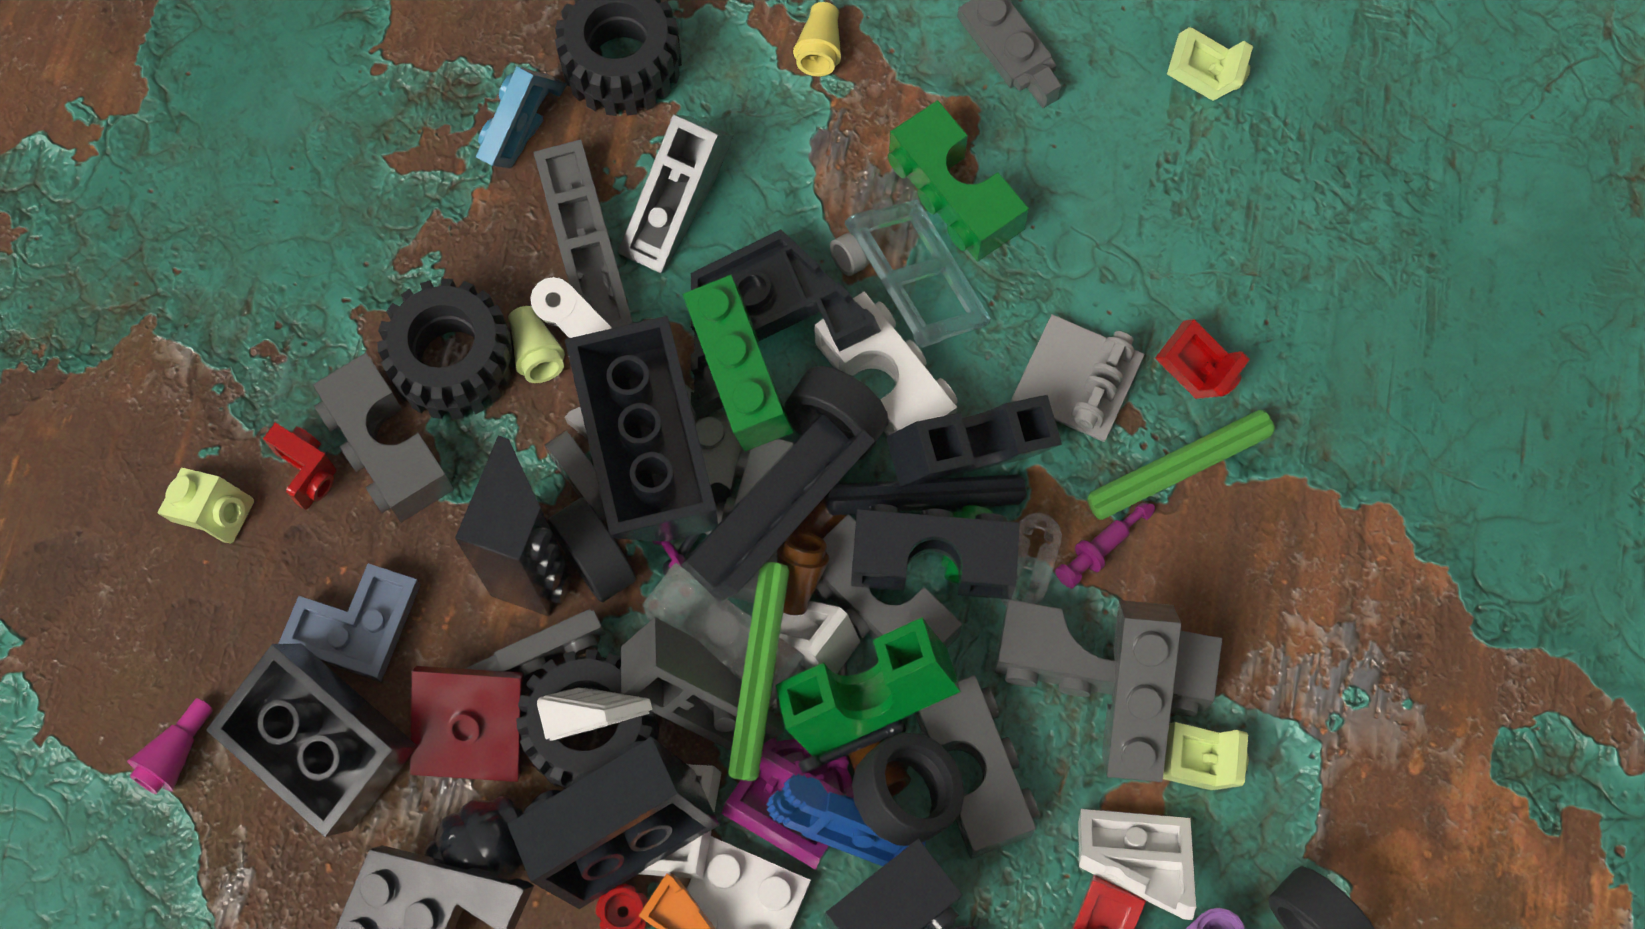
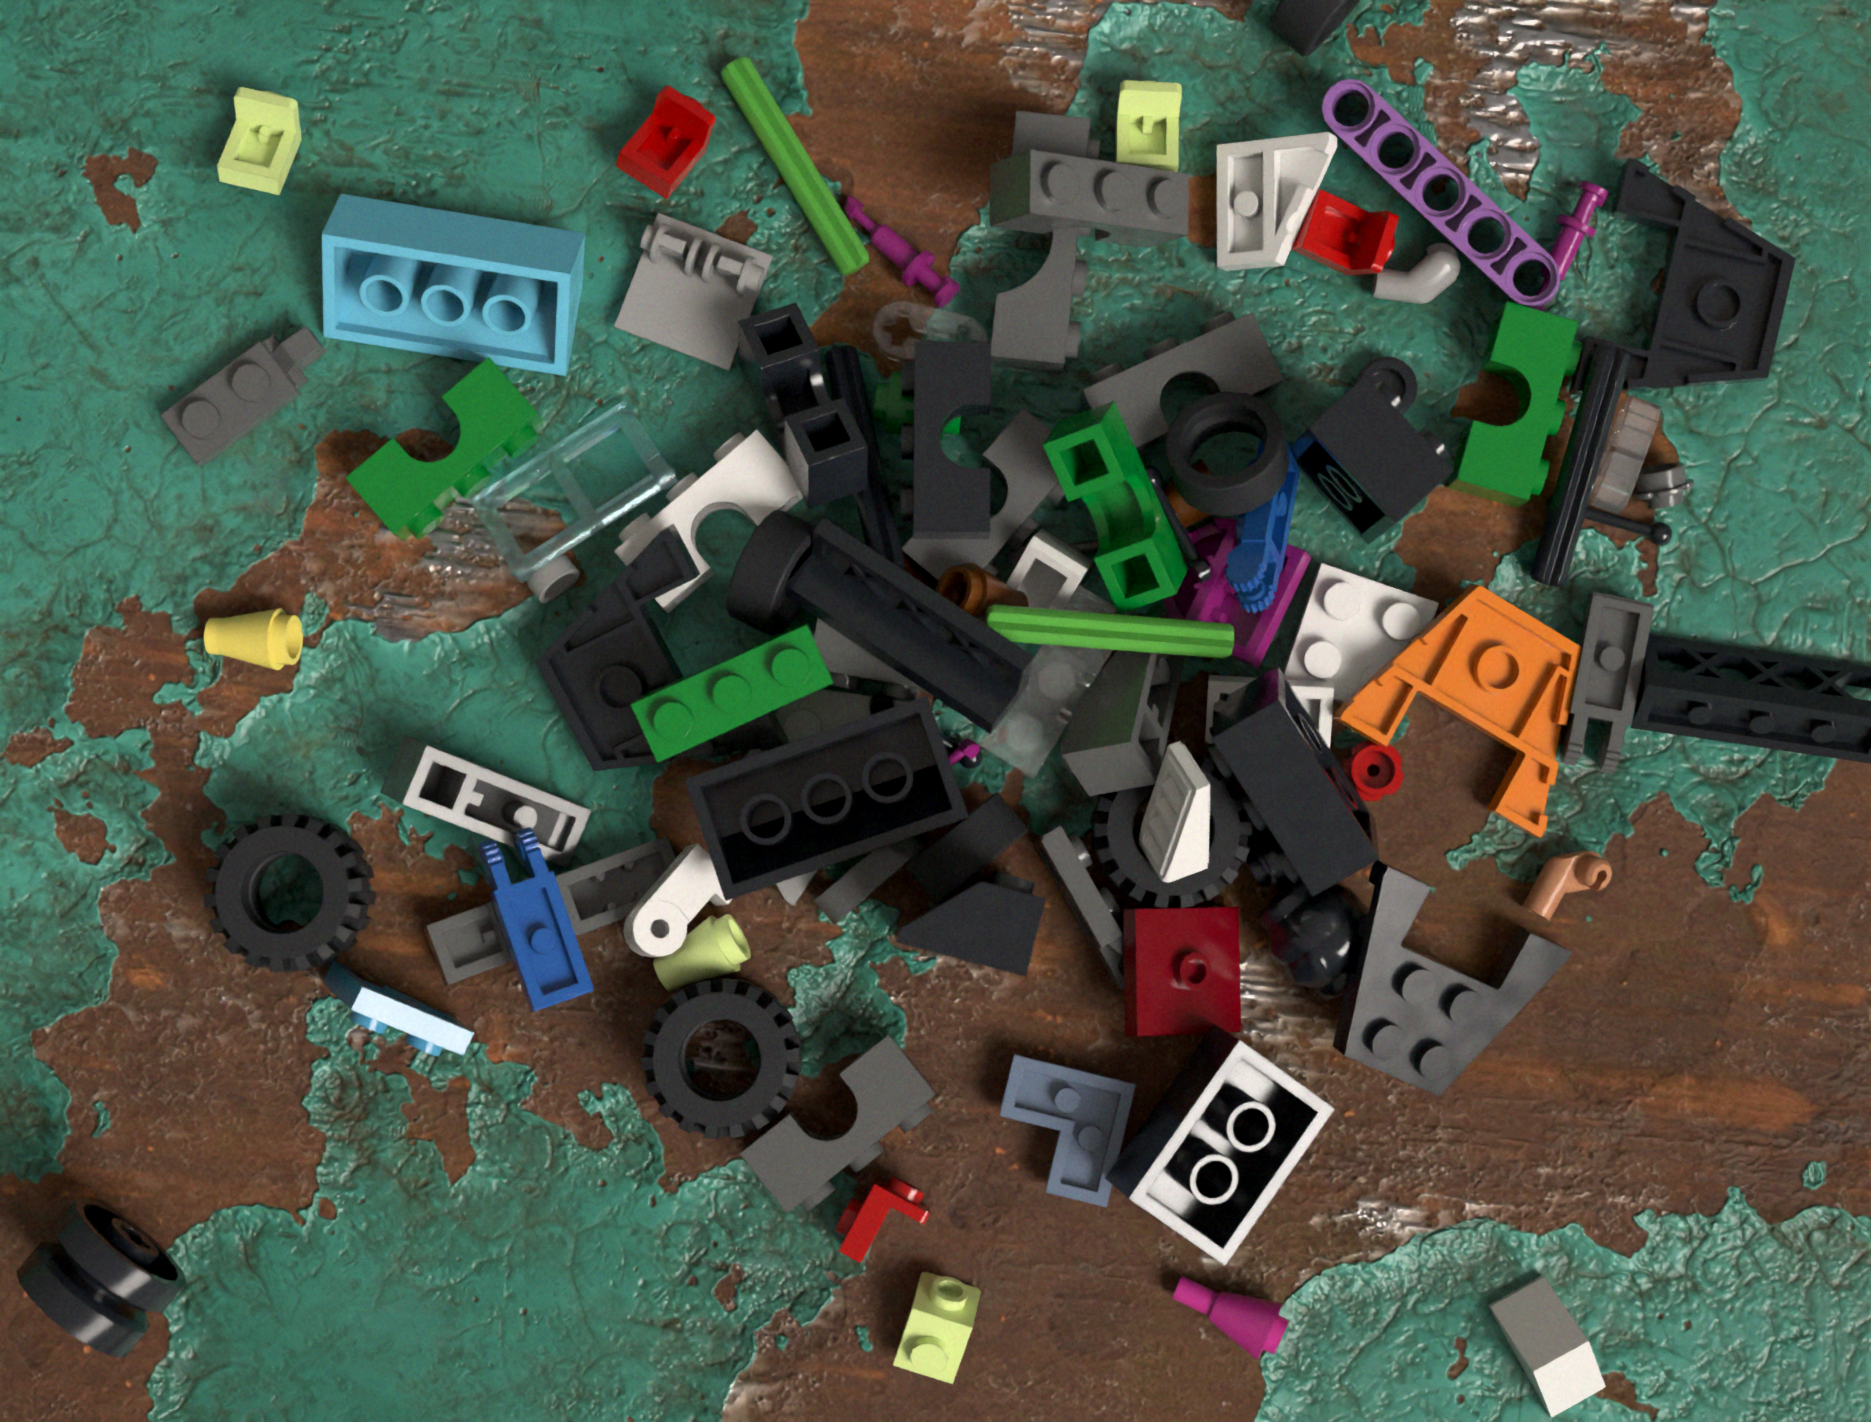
camera: 100 degrees left, 15 degrees up
(568, 212) = (536, 925): none -> blue hinge
(1091, 194) = (451, 284): none -> medium azure slope

